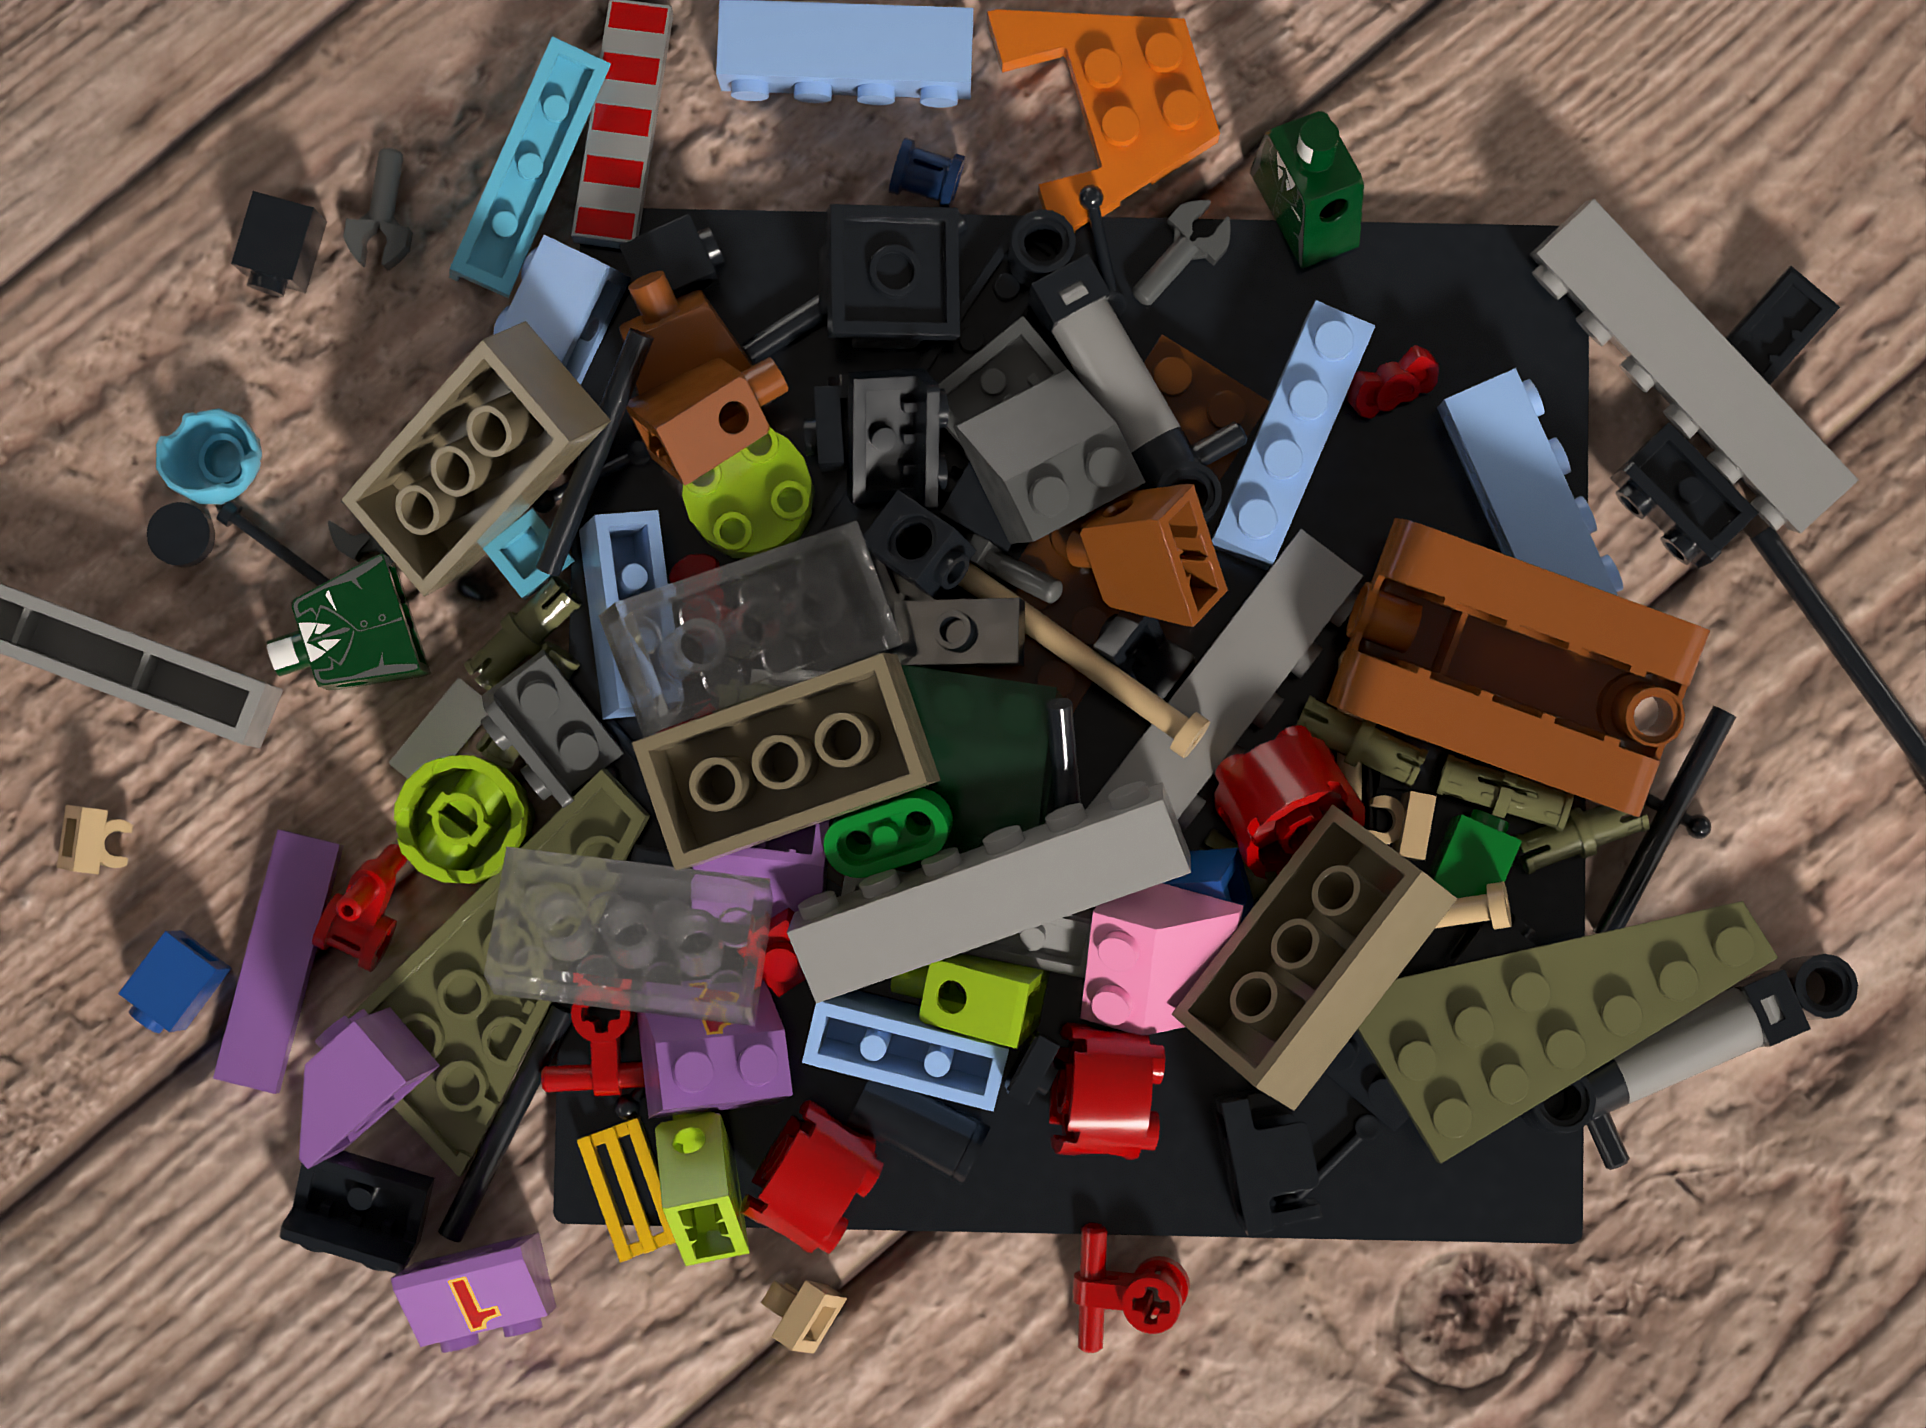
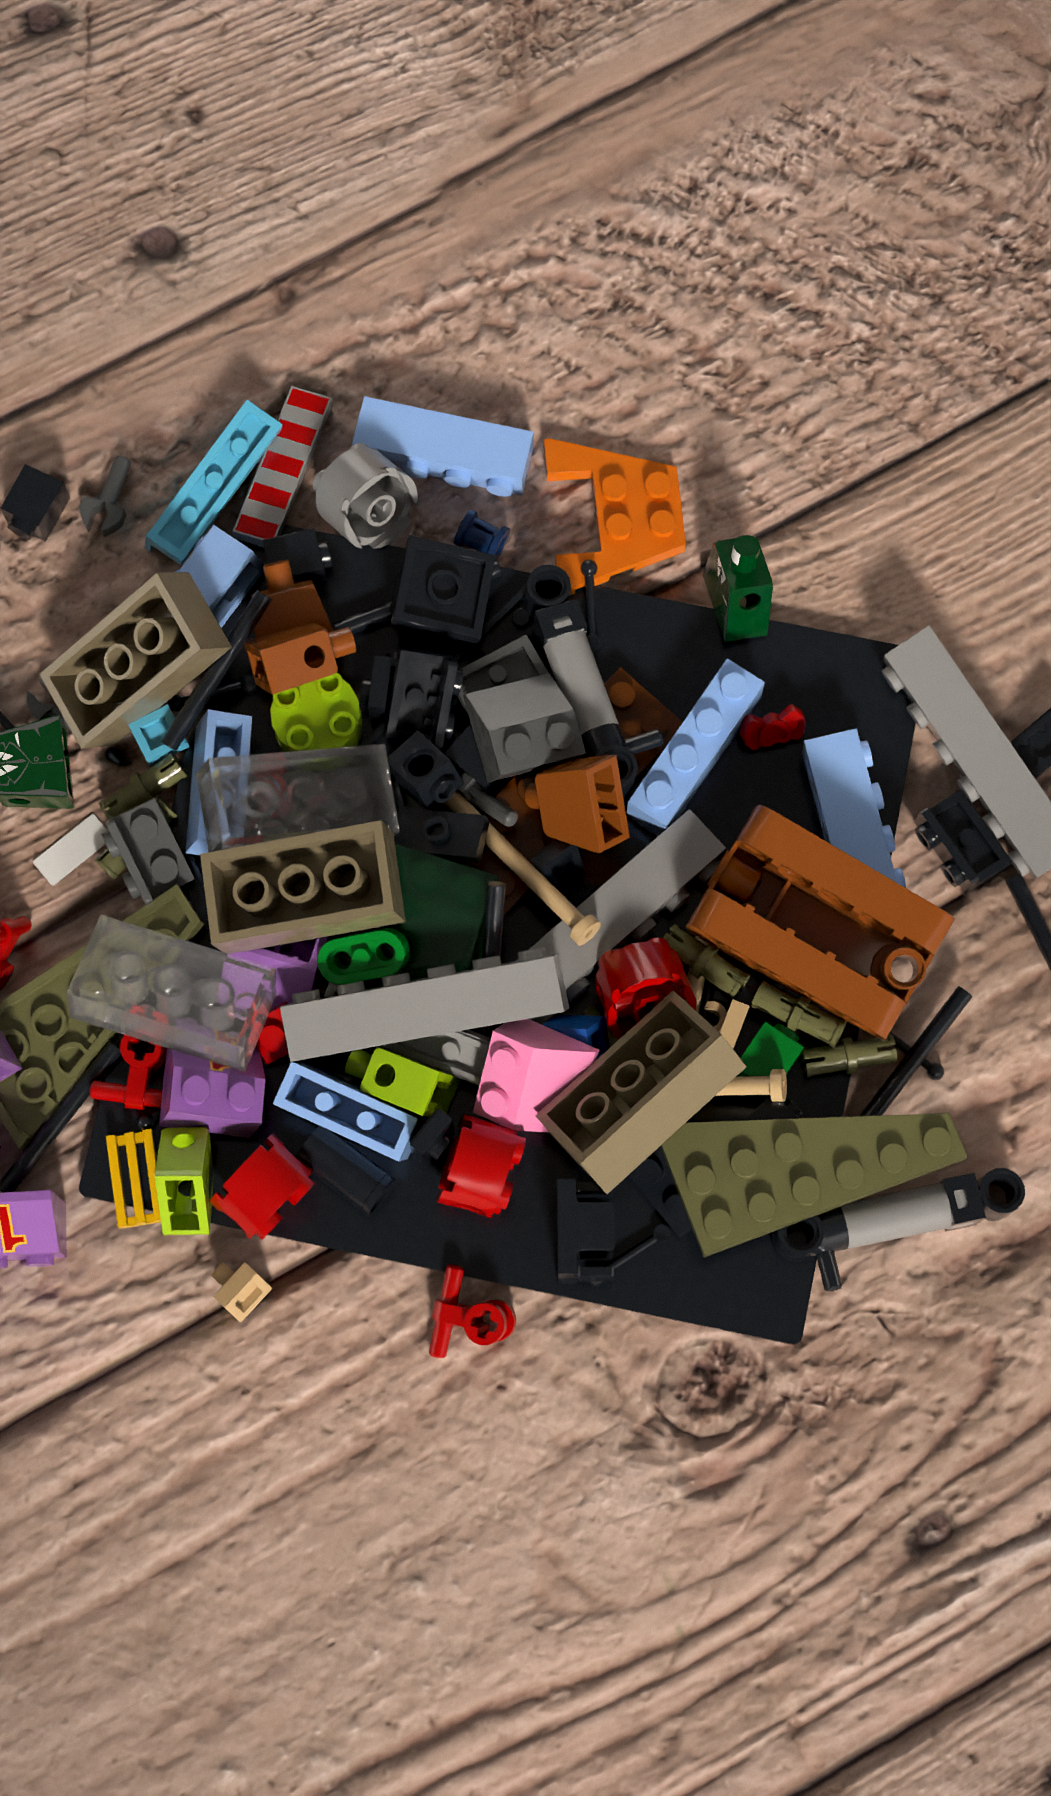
camera: 10 degrees right, 10 degrees down
(461, 817) = (70, 897): lime brick -> none
(751, 150) = (365, 497): none -> light grey brick
(1182, 250) = (646, 616): dark grey bar -> none

